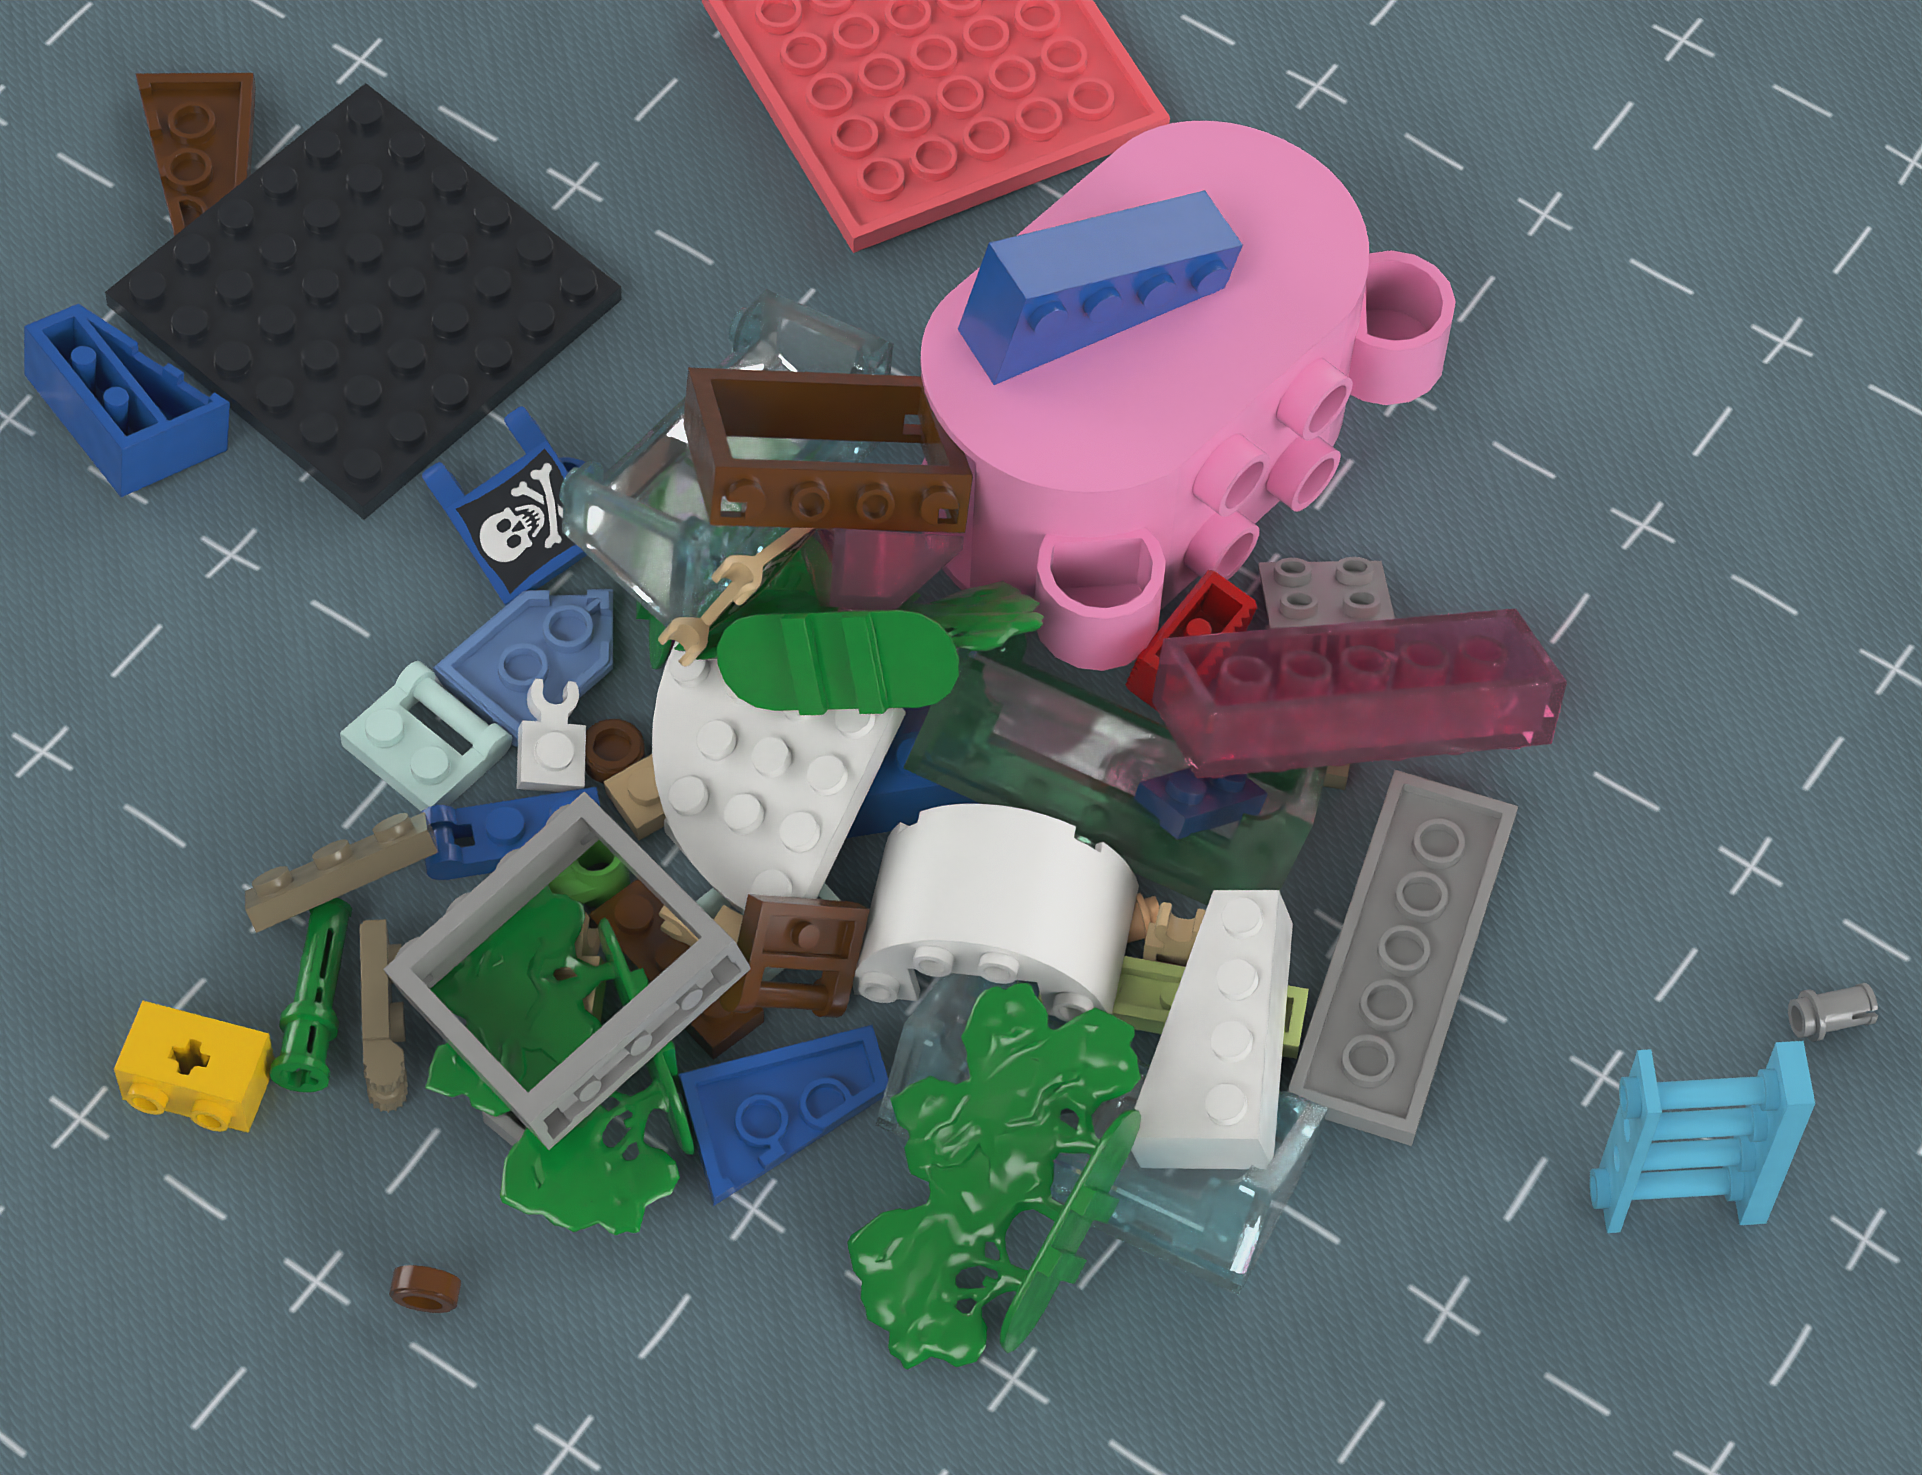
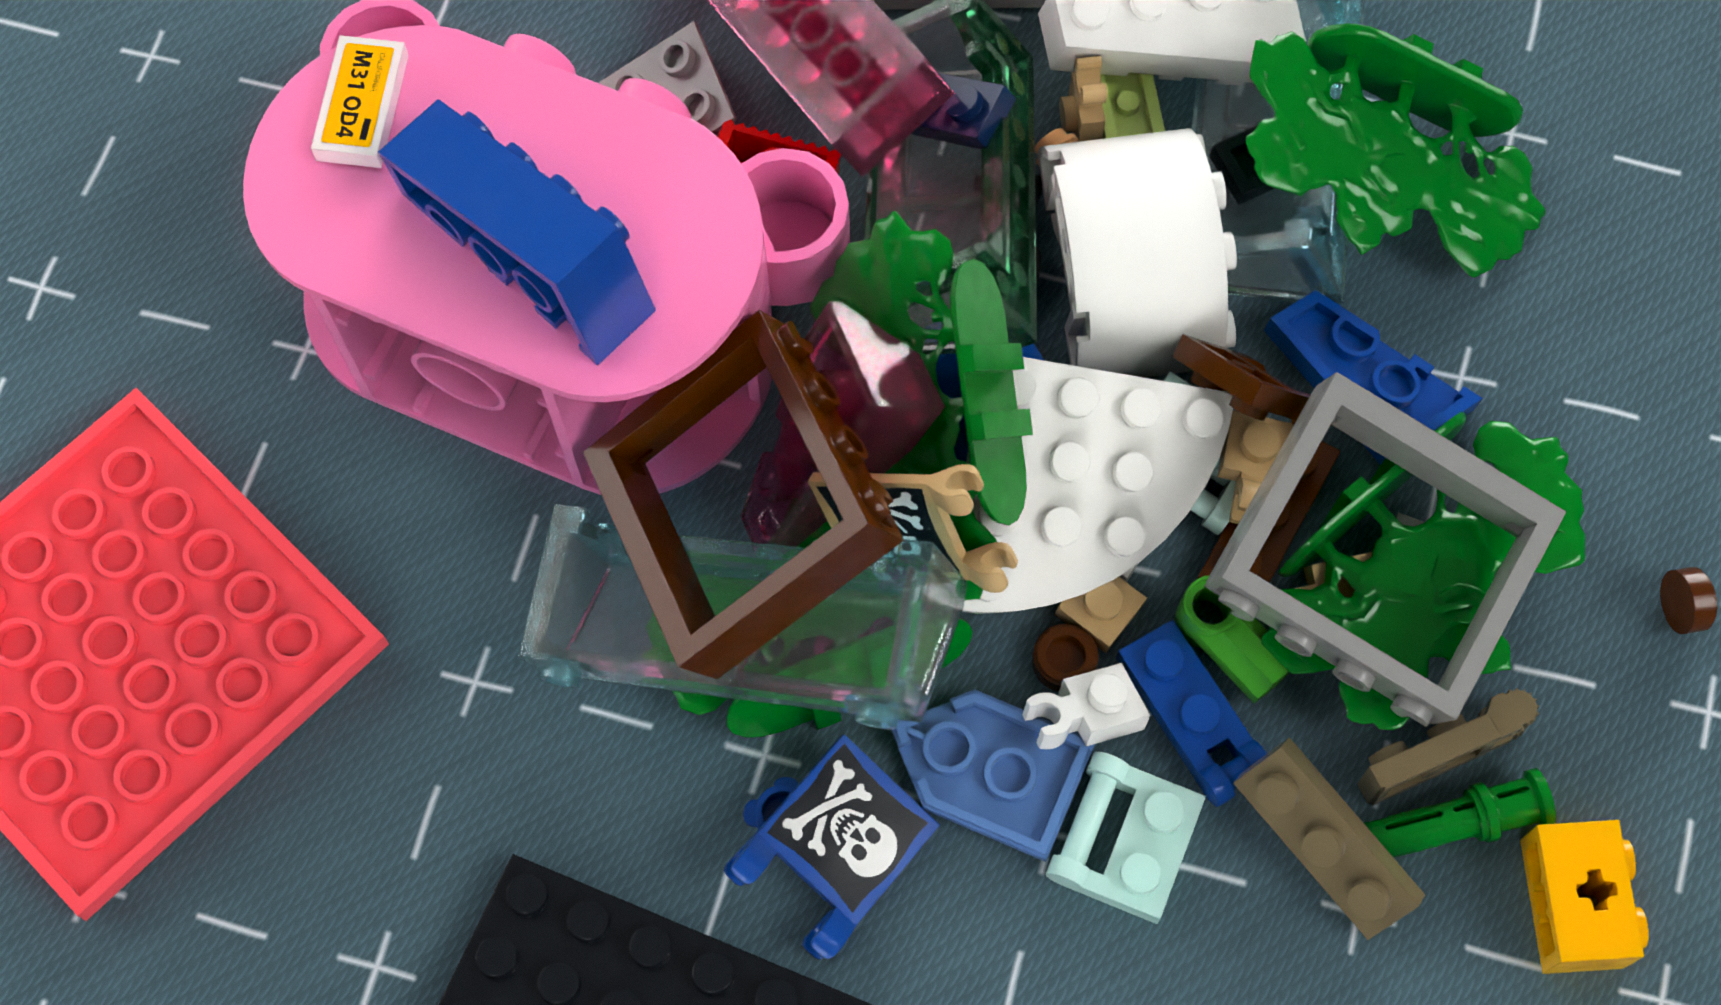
camera: 105 degrees left, 10 degrees up
(1290, 218) = (359, 101): none -> tile

